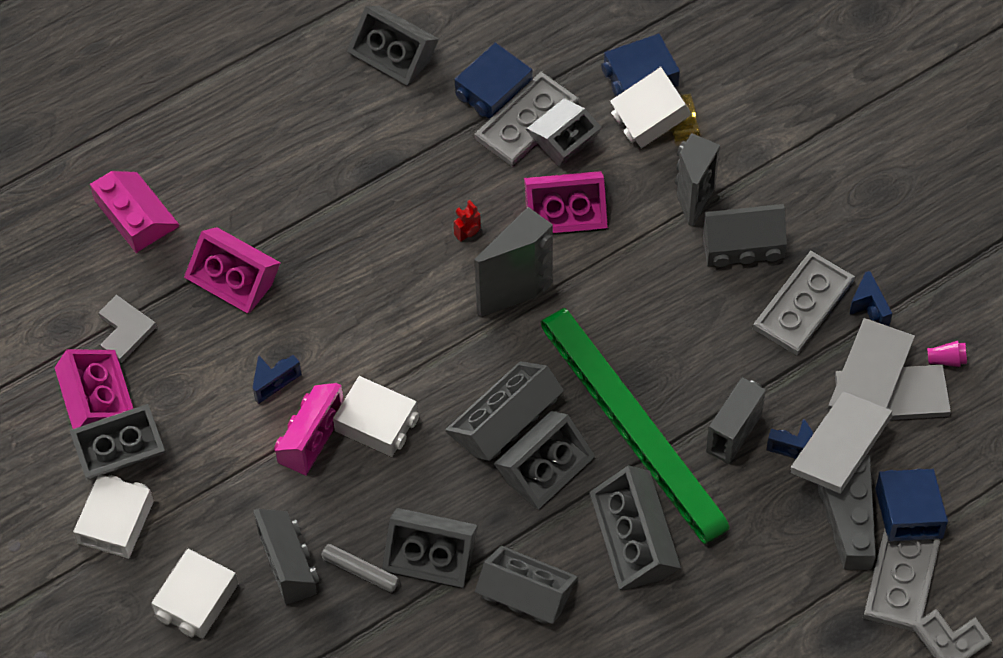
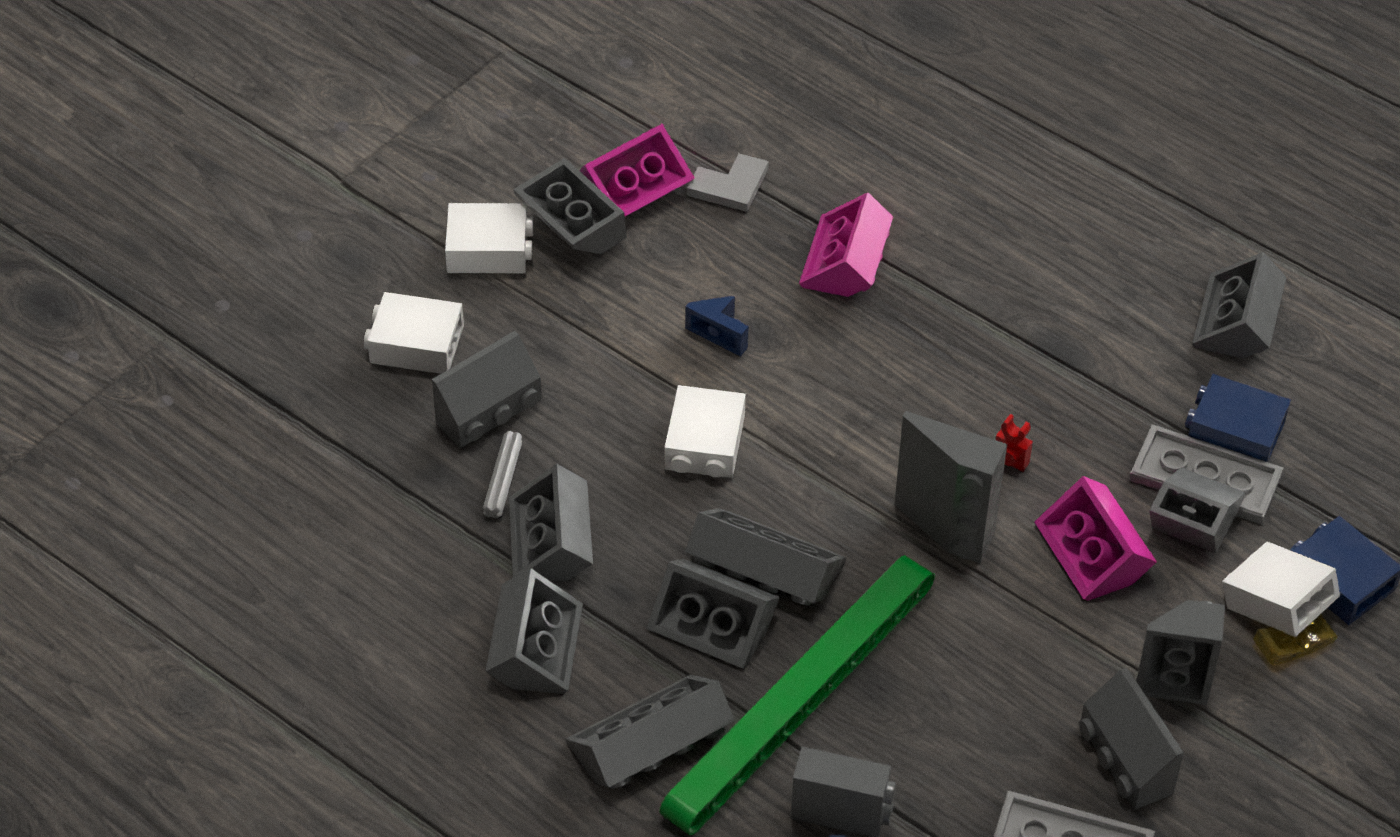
camera: 70 degrees right, 10 degrees down
(132, 208) = (887, 141): dark pink slope -> none
(309, 428) = (655, 374): dark pink slope -> none

